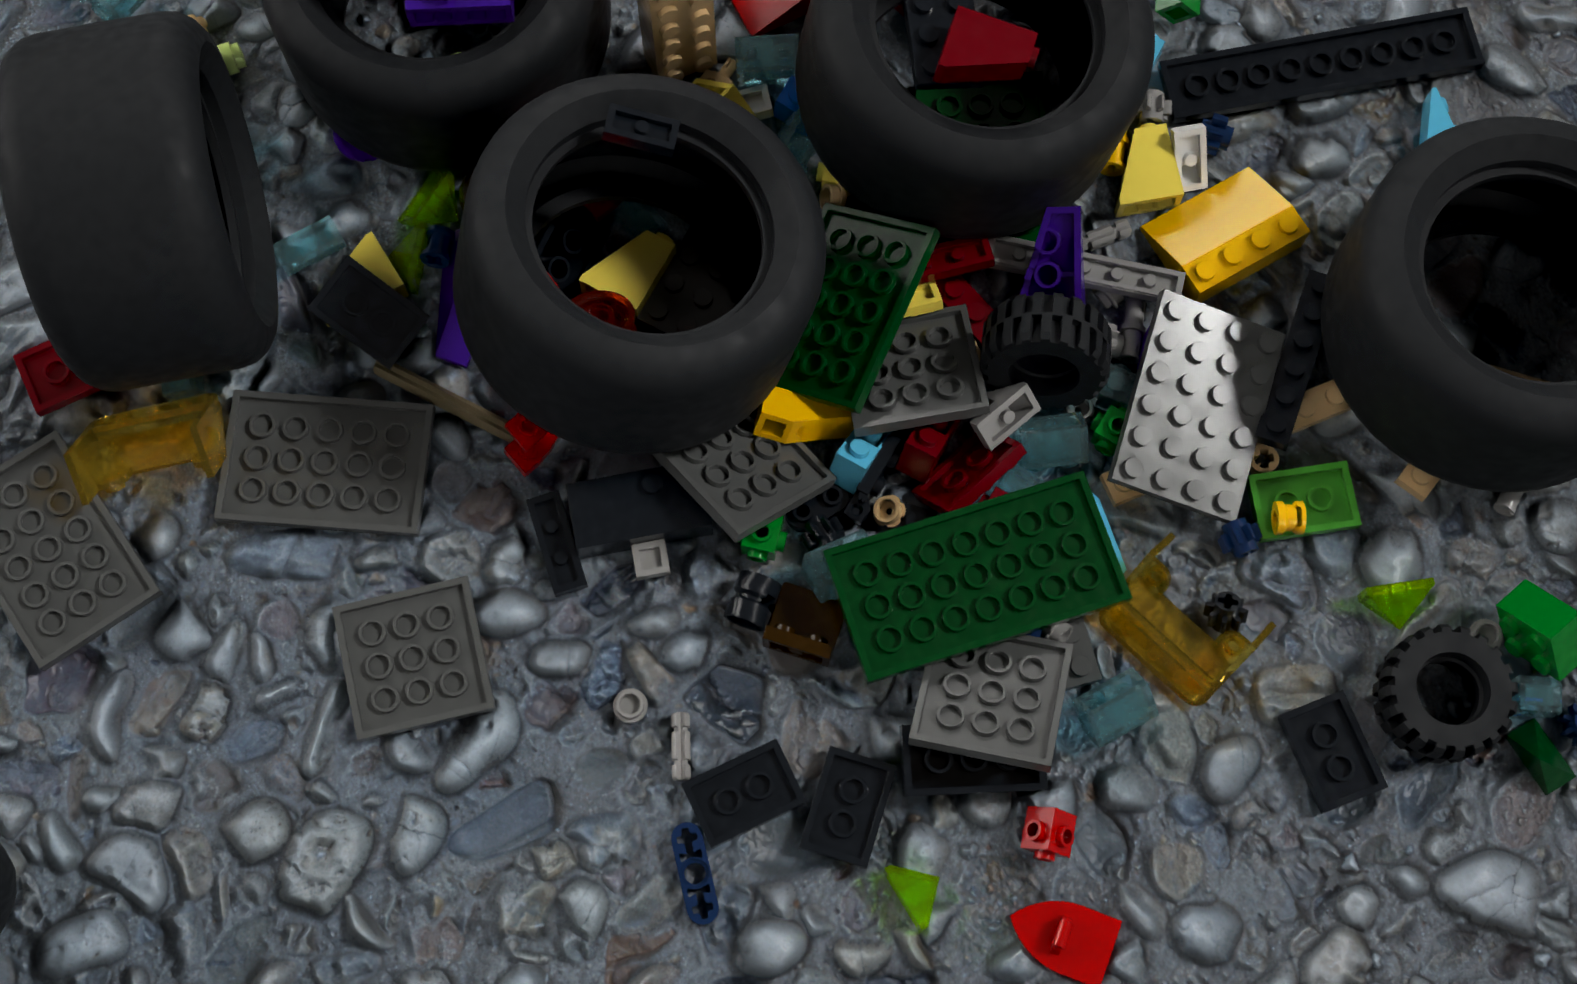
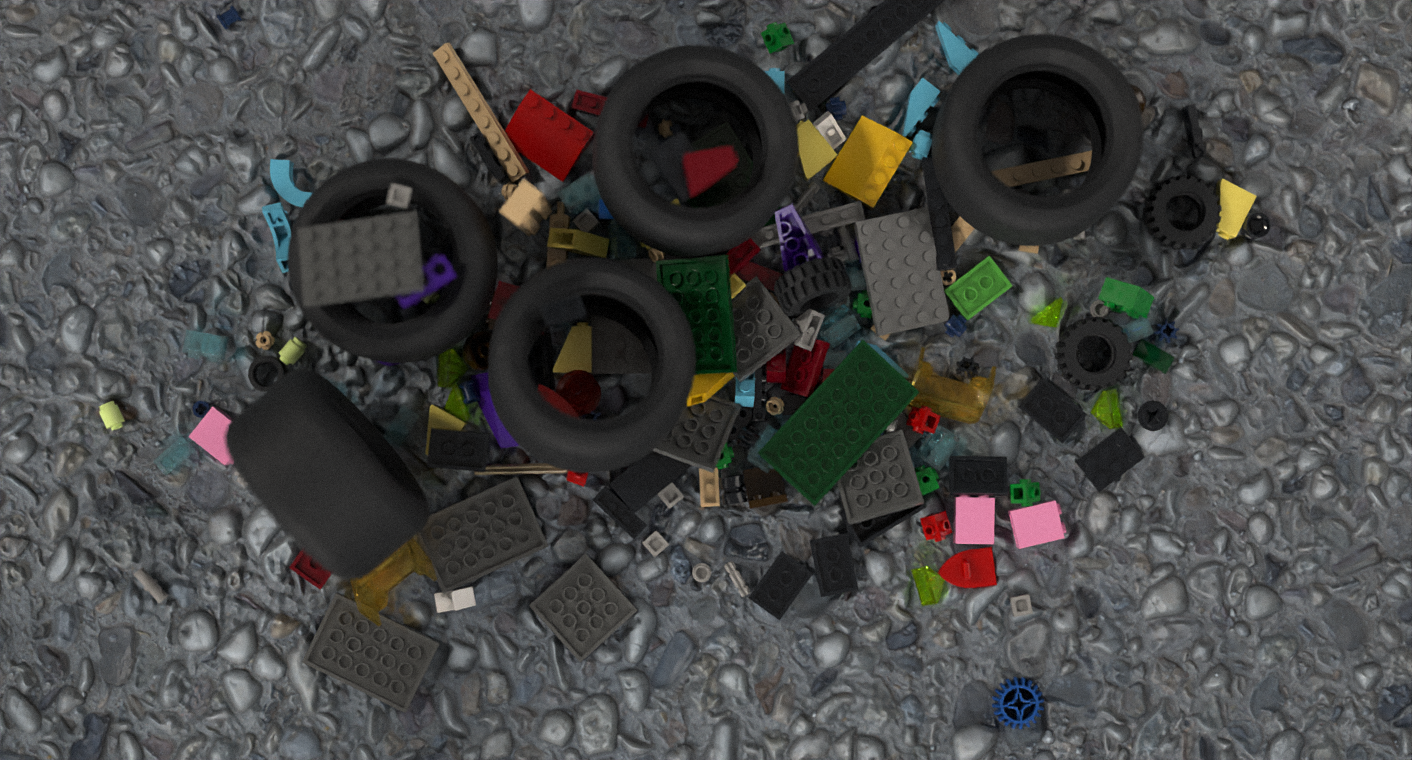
camera: 25 degrees left, 15 degrees up
(227, 540) = (455, 599): none -> white slope
(584, 620) = (655, 543): none -> light grey plate
(680, 850) = (791, 643): dark blue beam -> none
(717, 579) = (709, 488): none -> tan plate
(915, 893) = (888, 588): clear neon green slope -> none
(985, 924) = (928, 585): none -> clear neon green slope
(1075, 760) = (931, 482): none -> green brick
(1113, 651) = (923, 420): none -> red brick
(1116, 857) = (974, 519): none -> bright pink brick
(1158, 789) = (978, 475): none -> black plate
(1217, 921) = (1037, 524): none -> bright pink brick
(1223, 857) = (1025, 492): none -> green brick
(1288, 517) = (975, 305): yellow wheel -> none
(1318, 248) = (921, 145): none -> medium azure brick
(1346, 190) = (918, 102): none -> medium azure slope
(1390, 883) = (1109, 459): none -> black plate
(1426, 799) = (1108, 409): none -> clear neon green slope
(1500, 833) = (1161, 414): none -> black gear

